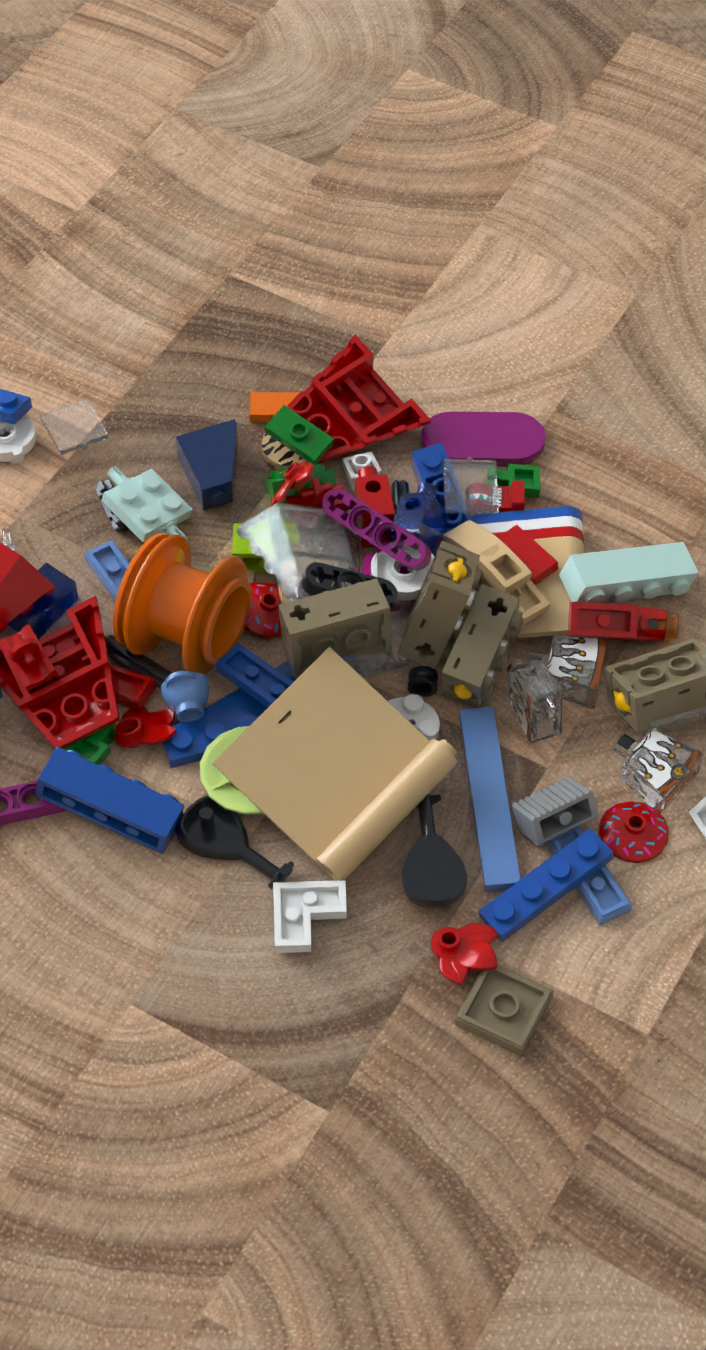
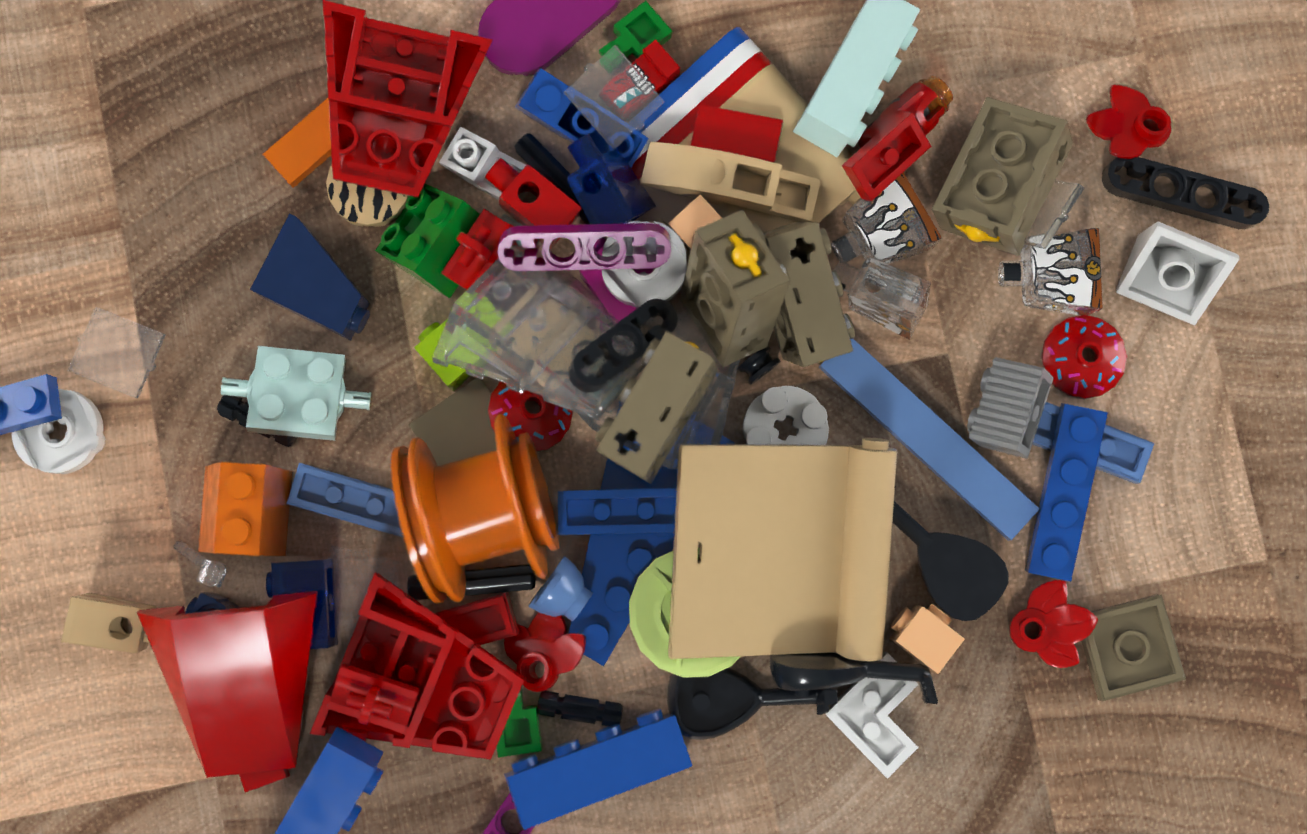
camera: 40 degrees left, 30 degrees up
(61, 528) = (245, 509): none -> orange slope
(129, 767) = (579, 708): none -> black axle
(287, 846) = (831, 670): none -> black piece
(296, 477) = (445, 252): red plate -> none
(299, 435) = (378, 179): green plate -> none
(378, 893) = (926, 636): none -> light nougat brick

